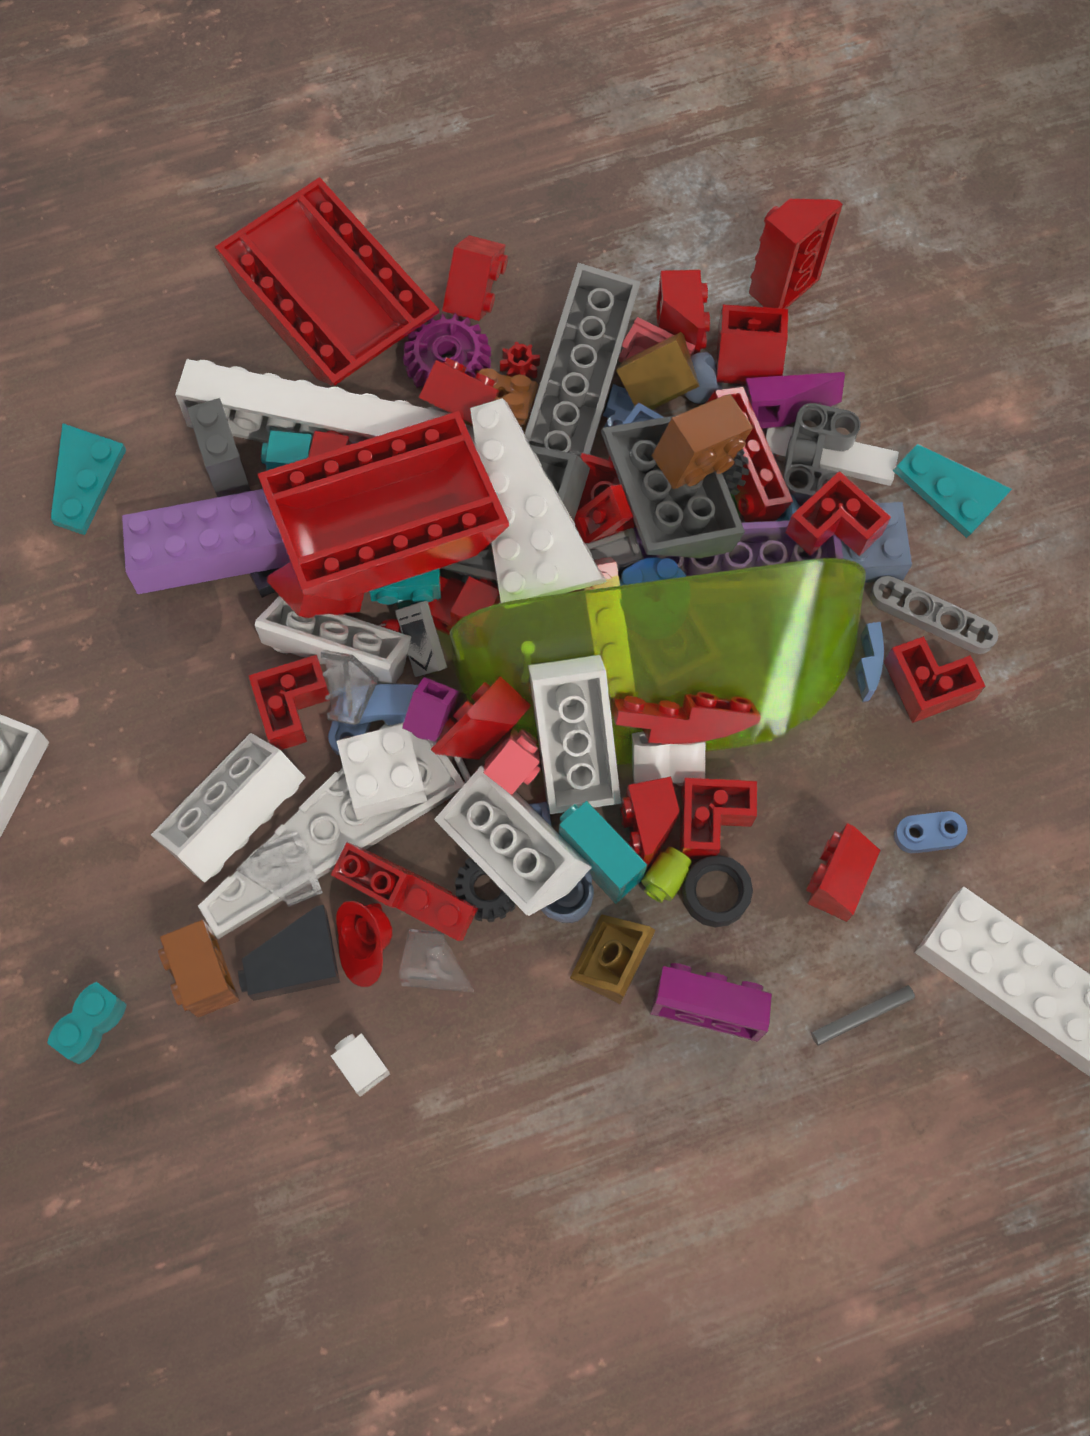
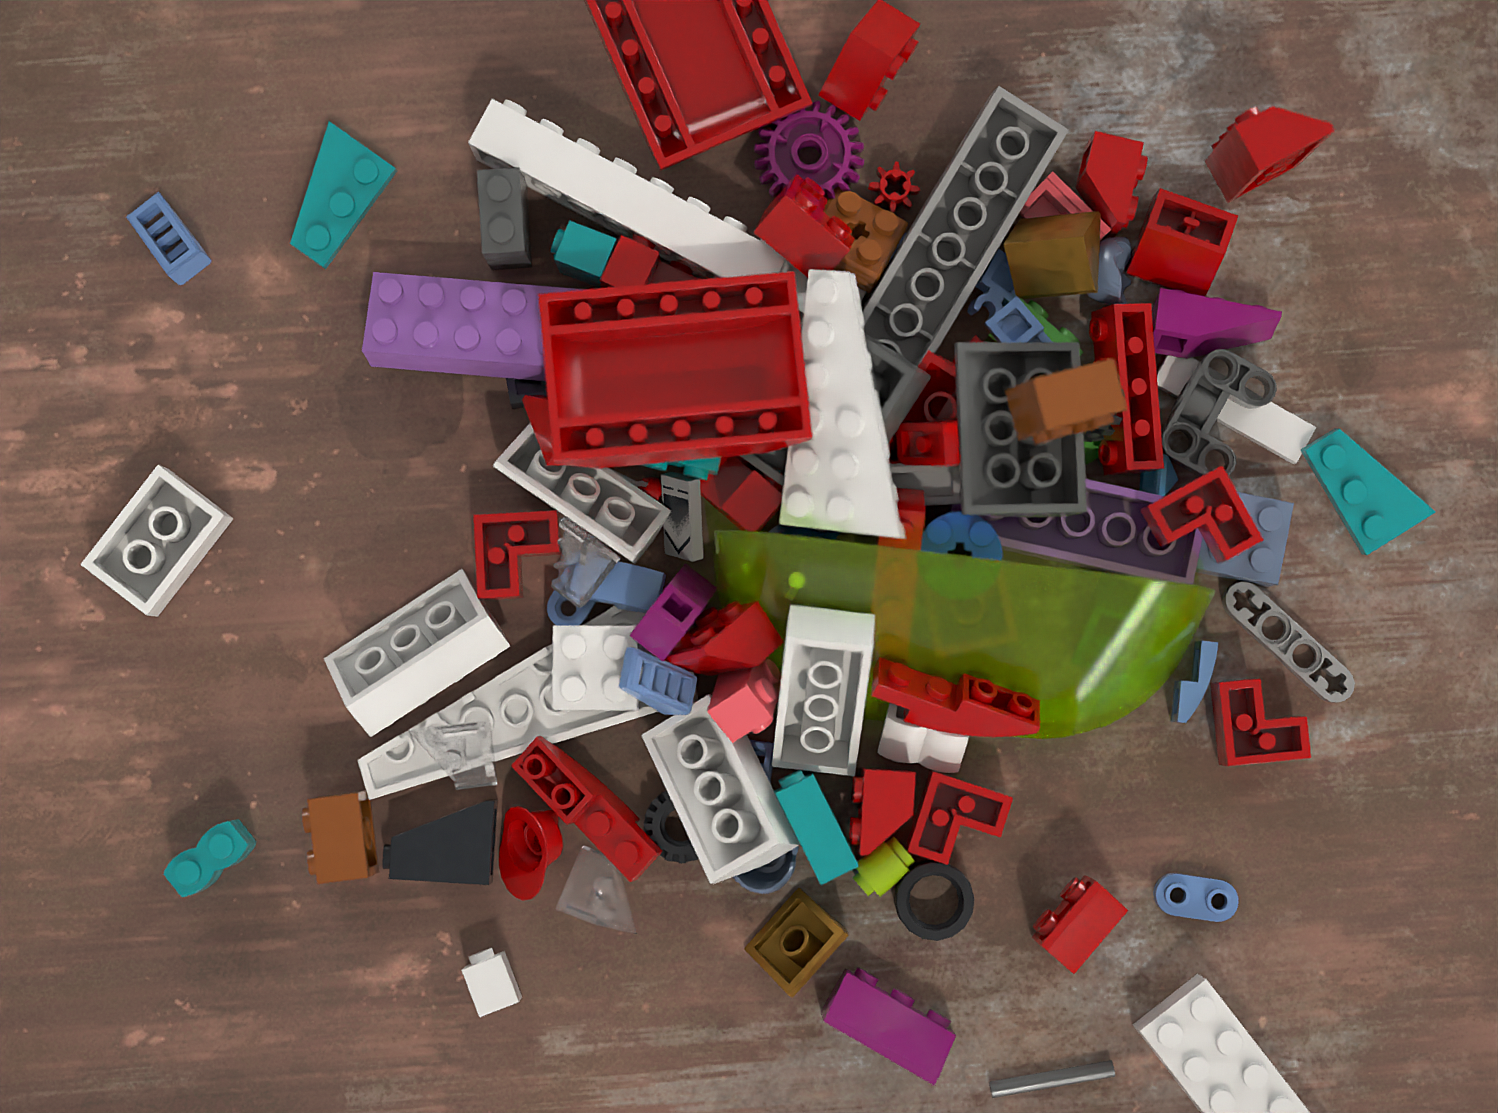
camera: 15 degrees right, 15 degrees up
(438, 766) = (661, 683): none -> medium blue slope

